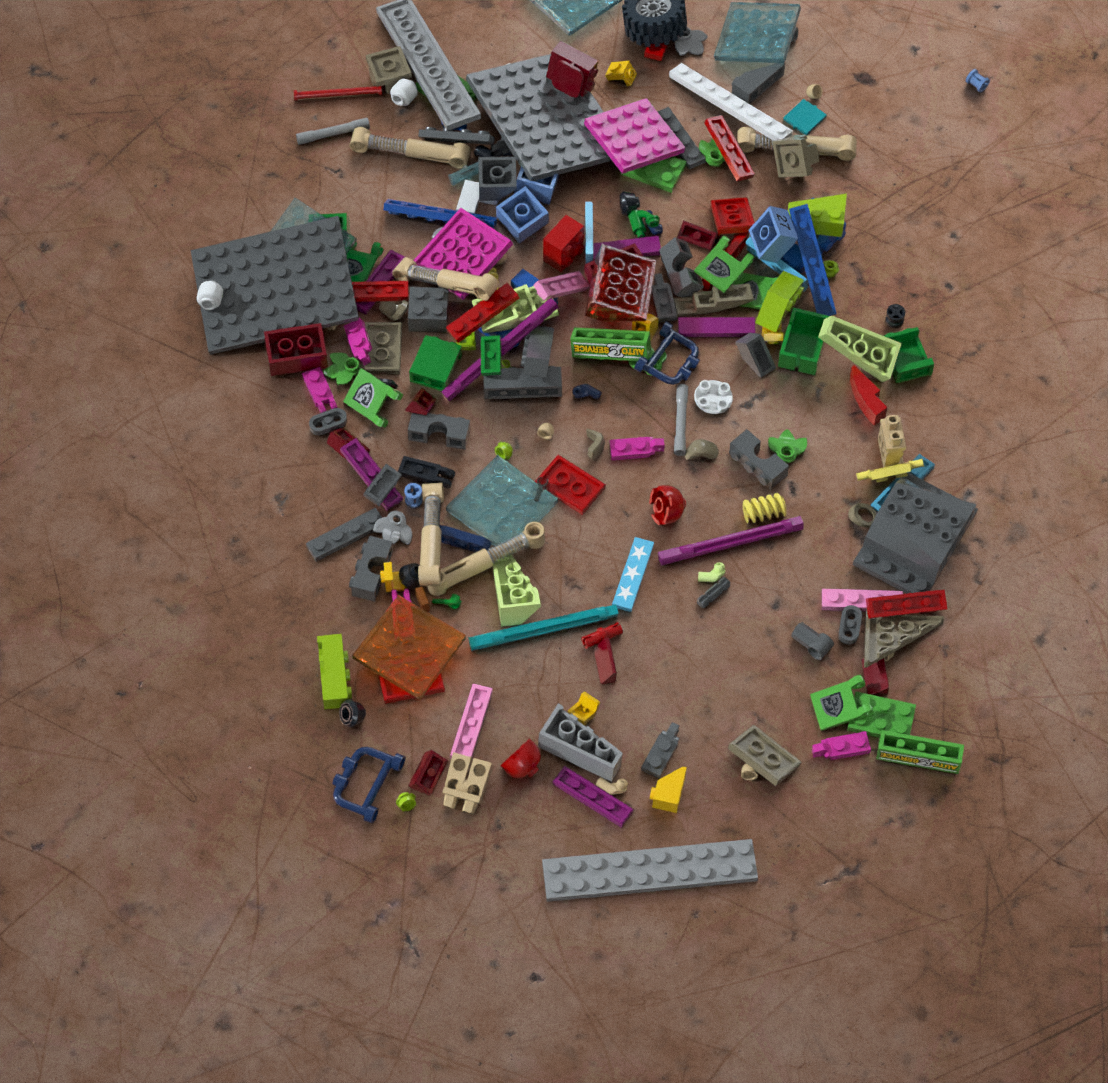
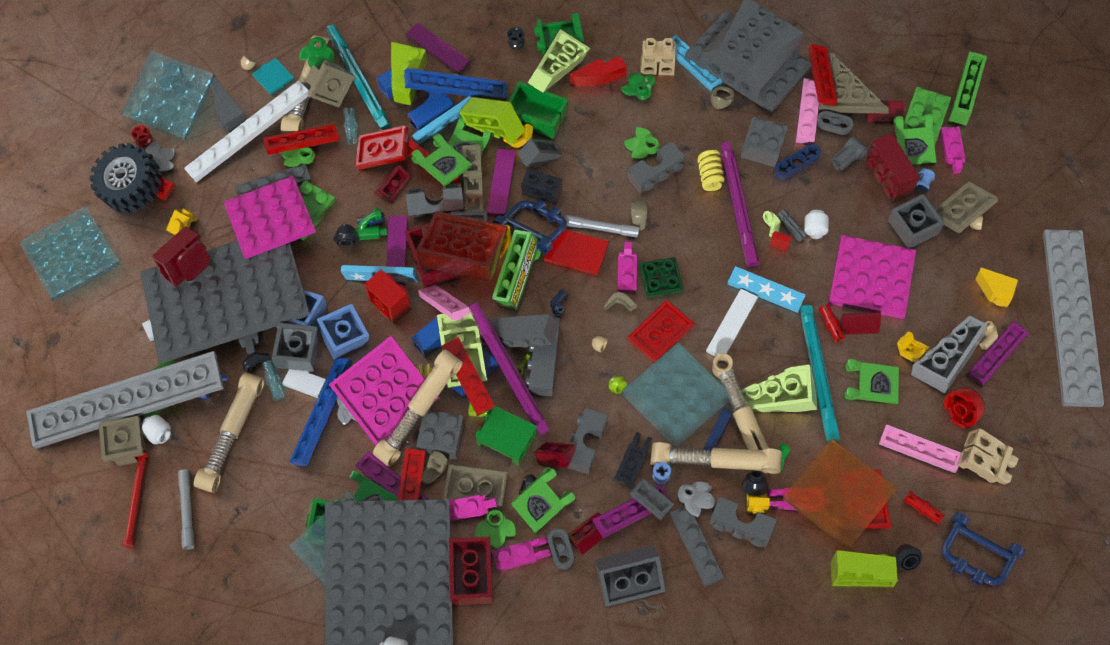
camera: 80 degrees left, 5 degrees up
(307, 478) = (630, 575): none -> dark grey slope
(406, 801) = (1002, 517): lime plate -> none
(407, 729) = (924, 507): none -> red pin
(422, 599) = (783, 477): dark orange tile -> none
(428, 772) = (969, 496): dark red slope -> none
(463, 136) = (232, 373): dark grey plate -> none
(491, 355) = (520, 374): green plate -> none
(540, 489) = (668, 353): clear smoke hand -> none
(541, 682) = (876, 382): none -> bright green flag
(587, 546) = (732, 323): none -> white tile
(630, 478) = (661, 277): none -> dark green tile
(647, 402) = (578, 252): none -> red tile
(661, 751) = (953, 290): dark grey hinge -> none
(665, 673) = (872, 276): none -> dark pink plate
(667, 504) = (700, 248): red cylinder -> none
(690, 580) = (780, 241): none -> red tile
(708, 19) = (139, 132): none -> red wheel
(713, 396) = (580, 195): white dish -> none
(714, 358) = (541, 186): none -> black brick
(715, 611) = (816, 224): none -> white head
(734, 704) = (915, 221): none -> dark grey brick
(757, 189) = (350, 126): none -> clear light blue pin
(773, 234) = (426, 107): medium blue brick -> none
(791, 584) = (794, 169): none -> dark blue beam
(792, 715) = (925, 179): none -> medium blue bush
(795, 676) = (892, 168): none -> dark red brick
(809, 556) = (764, 141): none -> dark grey brick
(826, 140) = (315, 55): none -> green plate
(826, 180) = (359, 80): none -> teal piece
(860, 436) = (639, 86): none -> green plate
(868, 250) = (437, 48): none -> magenta tile
(898, 470) = (688, 62): light yellow plate -> none

